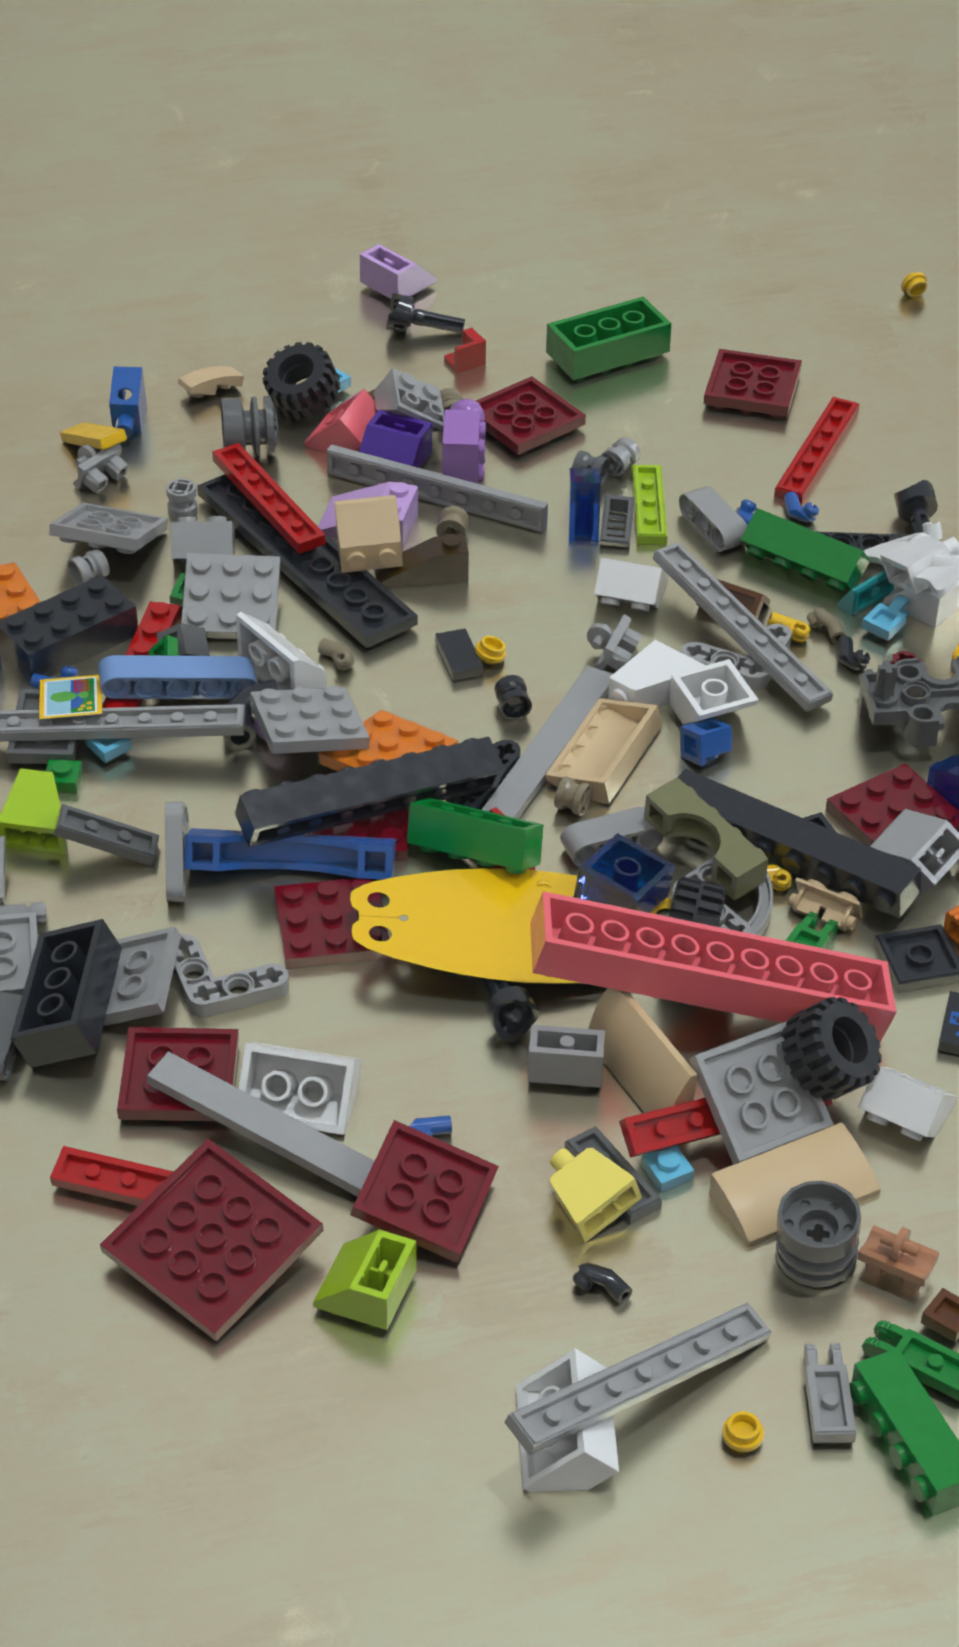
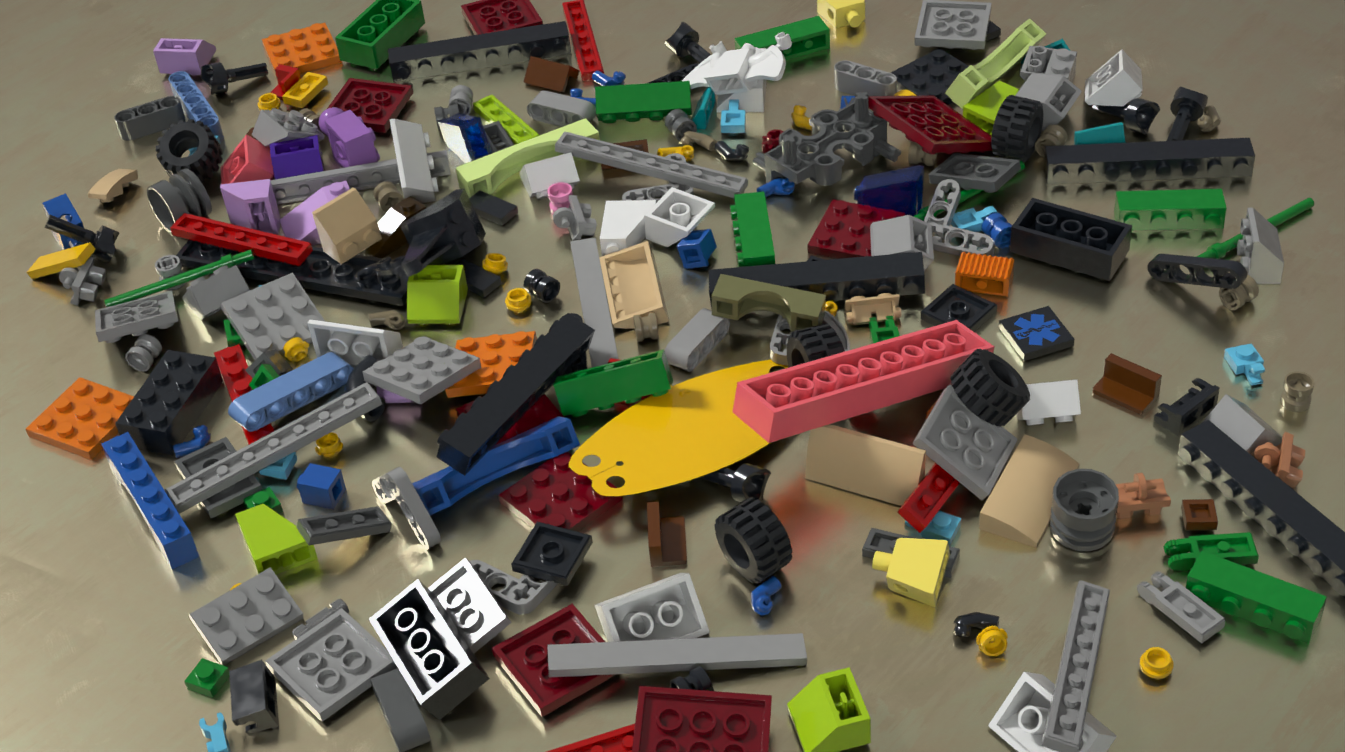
camera: 30 degrees left, 0 degrees up
(70, 697) = (224, 445): sticker -> none
(124, 786) = (321, 486): none -> blue brick
(144, 434) = (101, 240): none -> black piece
(169, 750) = (329, 445): none -> yellow plate
(224, 638) = (296, 349): none -> yellow plate
(237, 515) = (179, 279): none -> green bar
(264, 970) = (552, 553): none -> black tile
(279, 1171) = (695, 680): none -> black wheel
(304, 325) = (149, 118): none -> dark grey beam
(310, 470) = (252, 205): none -> lavender slope
(357, 334) = (194, 103): none -> medium blue beam
(387, 1017) = (665, 538): none -> reddish brown panel
(400, 651) = (436, 295): none -> lime slope
(424, 1190) = (810, 633): dark red plate -> none
(432, 365) = (268, 102): none -> yellow plate
(448, 589) = (435, 237): none -> black slope
(452, 1066) = (753, 540): none -> black tyre
(478, 700) = (518, 300): none -> yellow plate
(479, 368) = (305, 90): none -> yellow plate
(495, 498) = (413, 161): none -> white slope
(517, 321) = (303, 48): none -> orange plate
(545, 589) = (493, 208): none -> black tile
(566, 1056) = (814, 492): light grey brick -> none
(574, 549) = (495, 168): none -> yellowish green arch
(599, 1307) = (994, 646): none -> yellow plate
(617, 606) = (558, 195): none -> bright pink wheel
(625, 876) = (740, 357): brick -> none
(692, 411) = (479, 51): none -> black brick
(741, 471) = (549, 74): none -> reddish brown panel
(782, 754) = (752, 230): none -> green brick
(822, 592) = (679, 123): none -> dark grey wheel
(857, 718) = (777, 186): none -> blue arm

